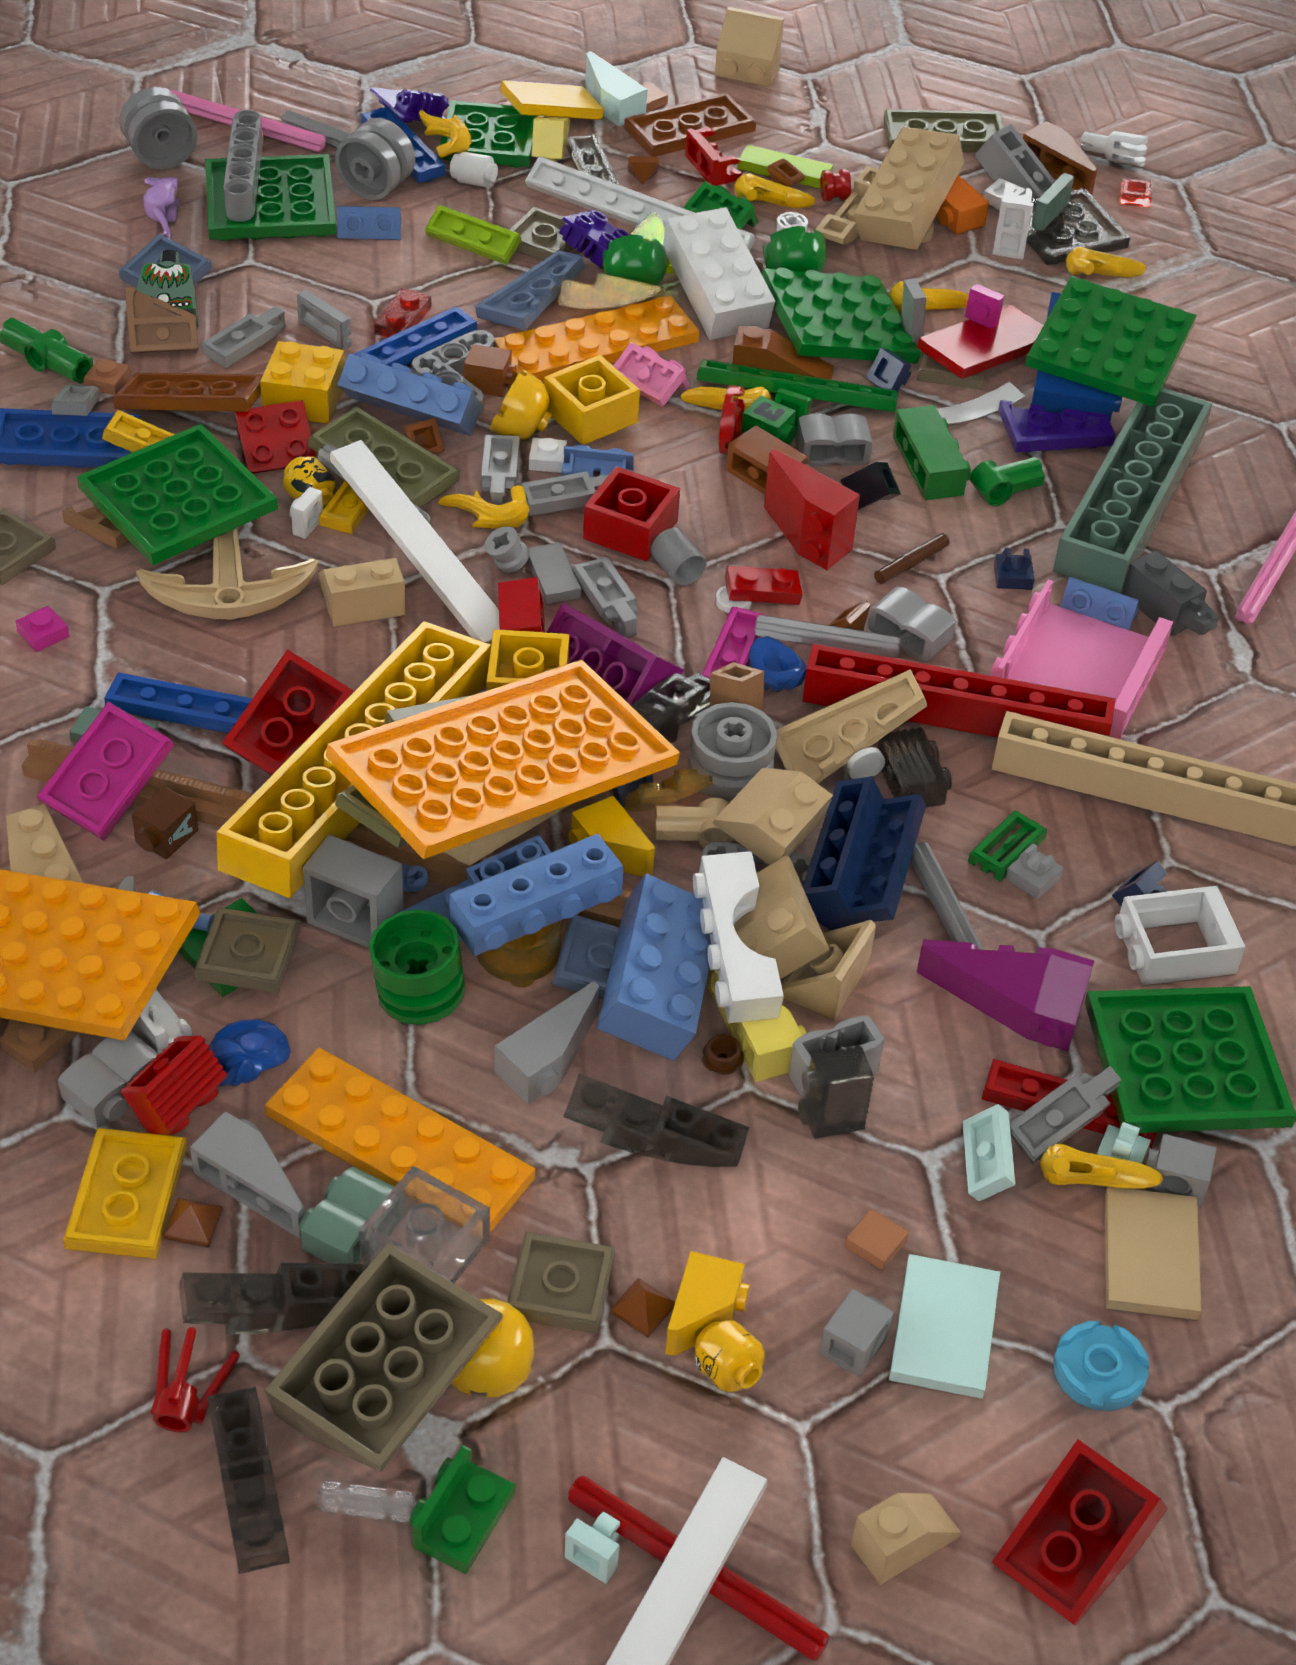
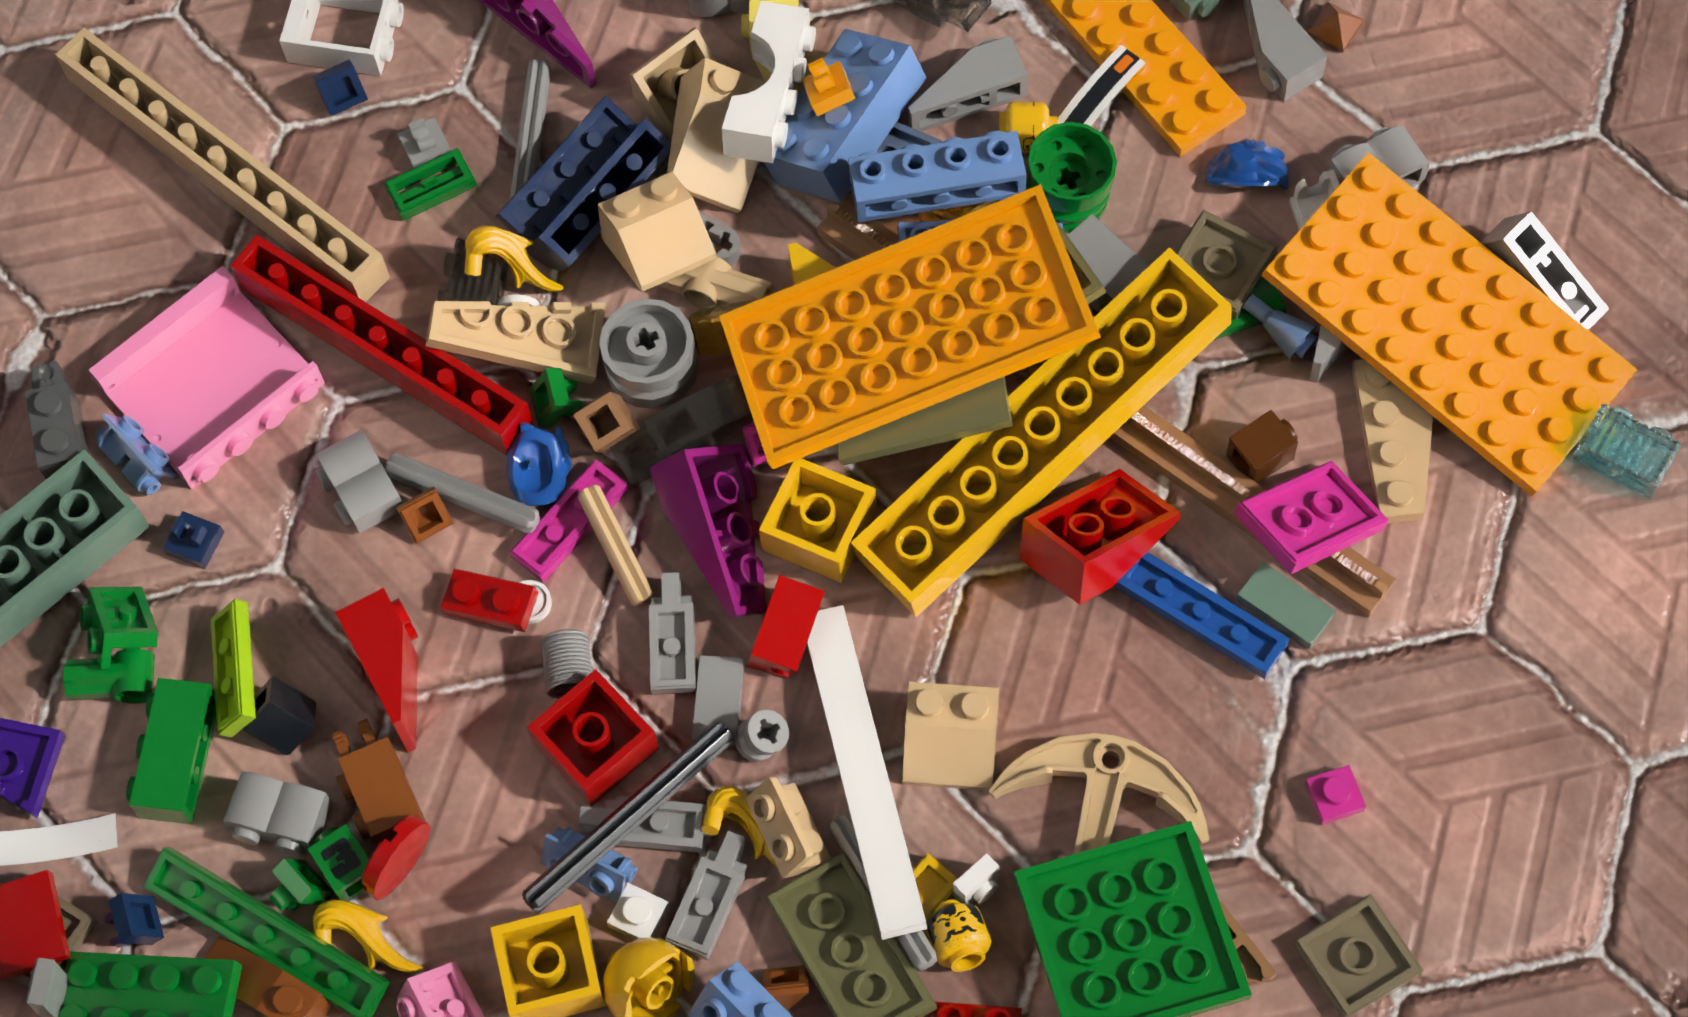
camera: 150 degrees left, 20 degrees up
(126, 1193) = (1386, 67): yellow tile -> none
(175, 1085) = (1325, 129): red brick -> none
(419, 1074) = (1102, 87): none -> sticker
(460, 506) = (787, 827): none -> tan bracket
(479, 1022) = (1027, 120): none -> yellow head
(577, 474) = (627, 817): none -> axle
(677, 941) = (827, 86): none -> light orange tile
(685, 632) = (615, 545): none -> tan axle
(726, 1047) = (826, 31): reddish brown plate -> none
(792, 708) = (551, 397): none -> green tile
(908, 765) = (512, 250): none -> yellow piece
(911, 558) = (299, 596): reddish brown piece -> none
(923, 495) = (233, 668): none -> lime tile
(1023, 494) = (117, 620): none -> green bracket

